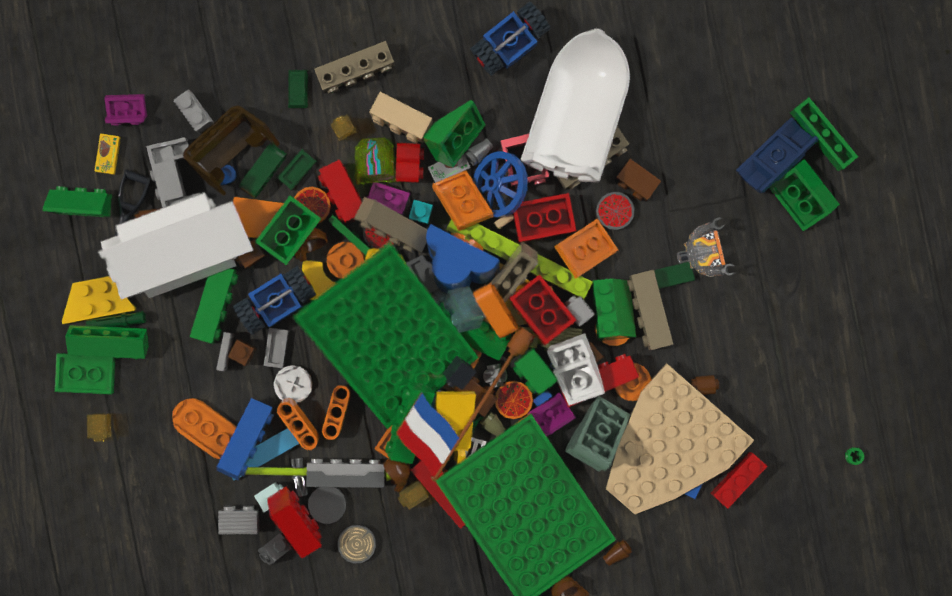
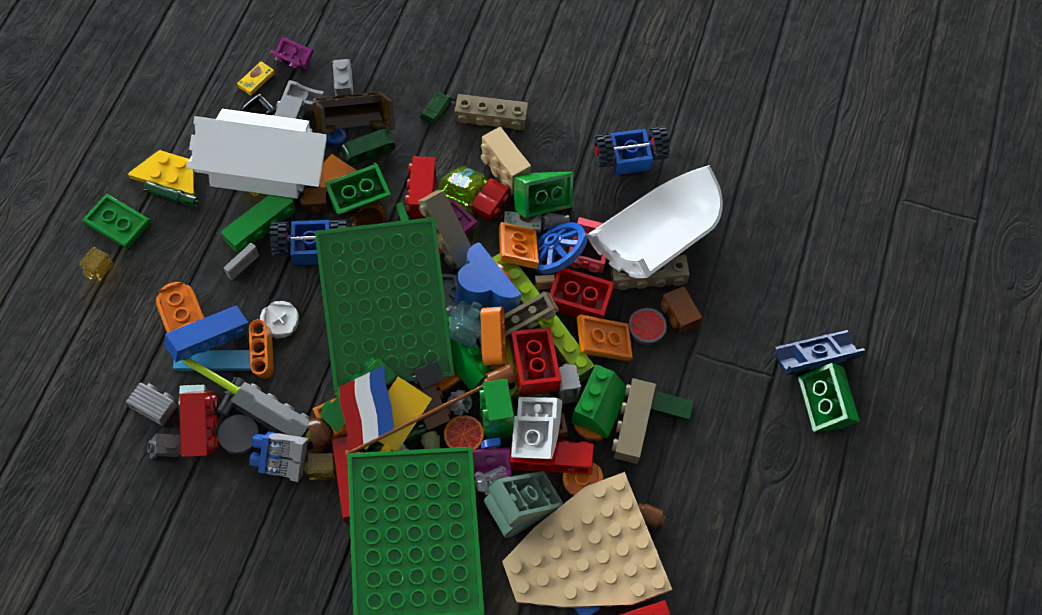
camera: 25 degrees right, 25 degrees down
(78, 202) = (205, 95): green slope -> none
(107, 342) = (152, 203): green brick -> none
(242, 352) = (255, 268): reddish brown brick -> none
(276, 348) = (285, 283): light grey tile -> none
(297, 169) = (395, 161): dark green tile -> none
(316, 201) = (398, 192): tile -> none
(332, 420) = (296, 367): orange beam -> none
(343, 127) = (453, 143): clear yellow brick -> none
(356, 543) = (240, 484): dark tan tile -> none
(376, 506) = (279, 454): none -> hips
(421, 212) = (479, 234): teal brick -> none
(565, 432) = (484, 481): none -> clear bracket
(705, 251) = (712, 396): torso -> none
(829, 141) = (874, 361): green brick -> none

